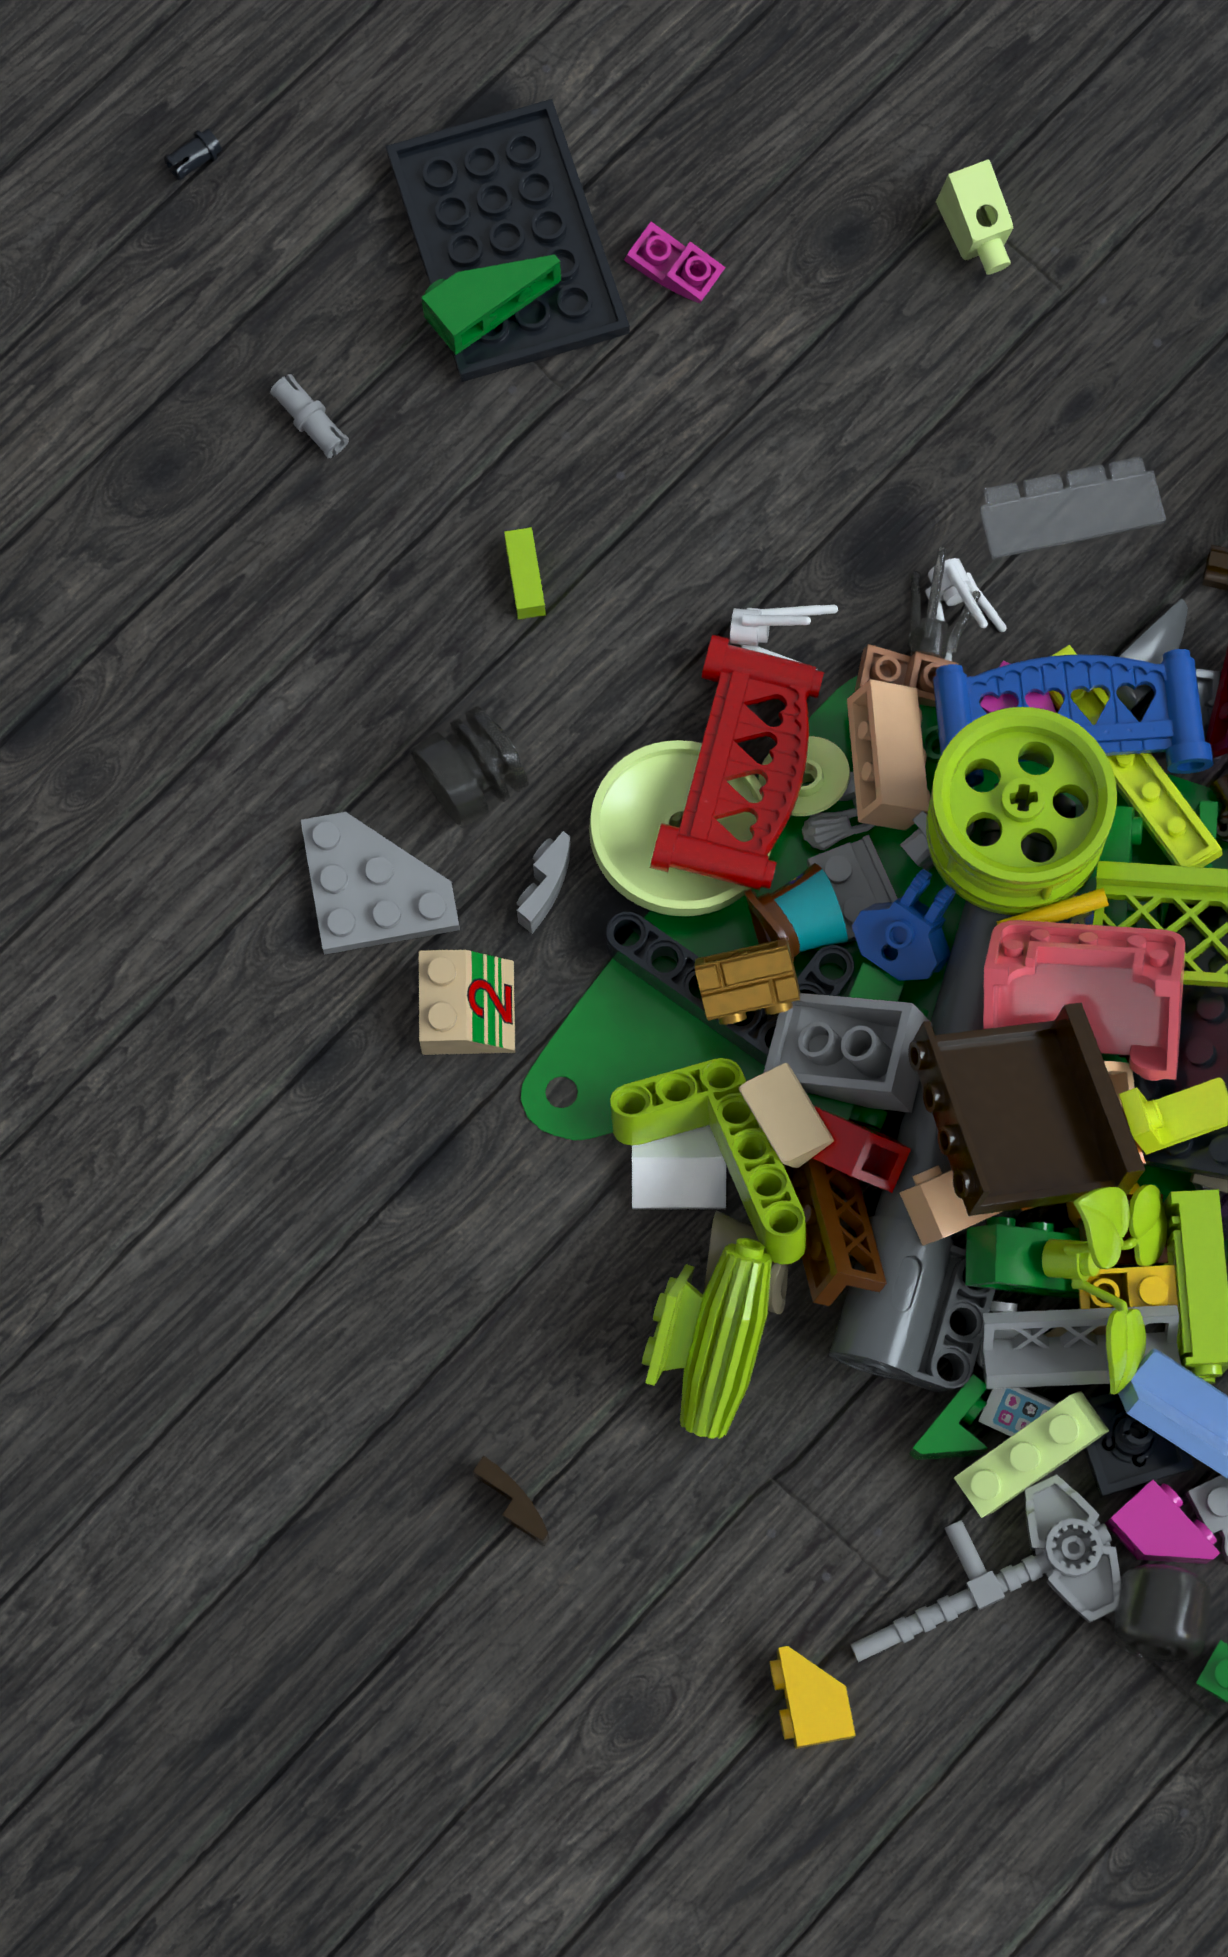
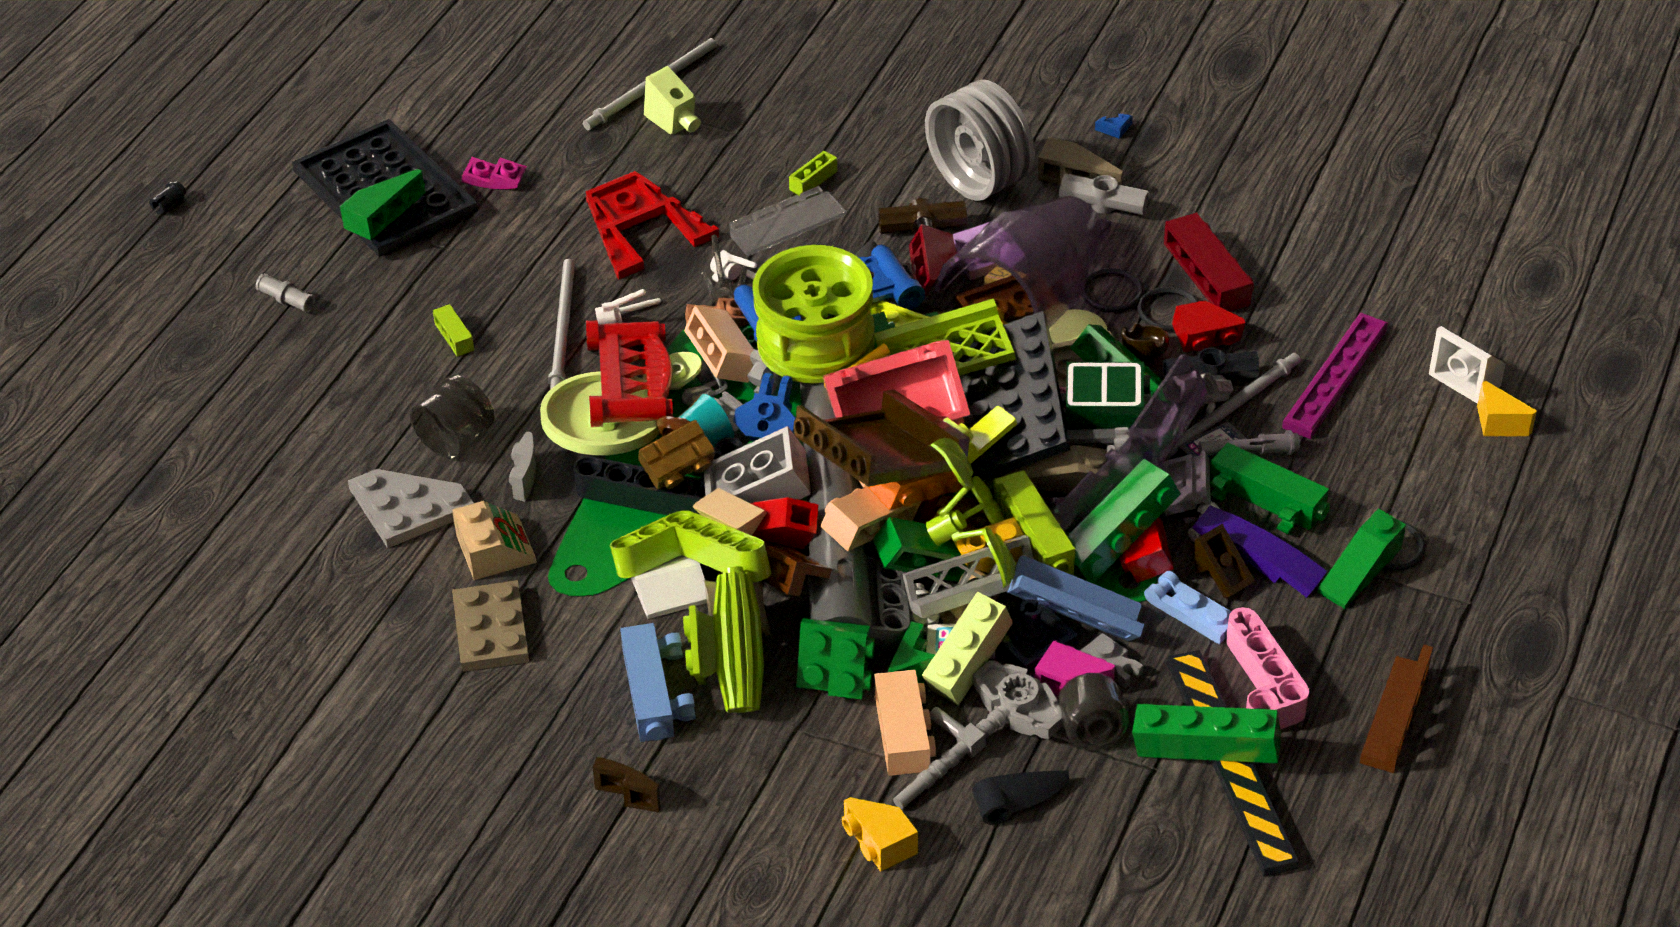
camera: 20 degrees left, 30 degrees down
(419, 1150) = (490, 626): none -> dark tan plate
(593, 1336) = (647, 681): none -> medium blue brick
(642, 720) = (557, 374): none -> light grey bar
(848, 400) = (630, 202): none -> red wing
(851, 1403) = (835, 658): none -> green plate
(869, 188) = (601, 115): none -> light grey bar
(907, 1529) = (903, 722): none -> light nougat brick
(1013, 1704) = (1004, 794): none -> black piece
(1144, 426) = (813, 173): none -> lime piece

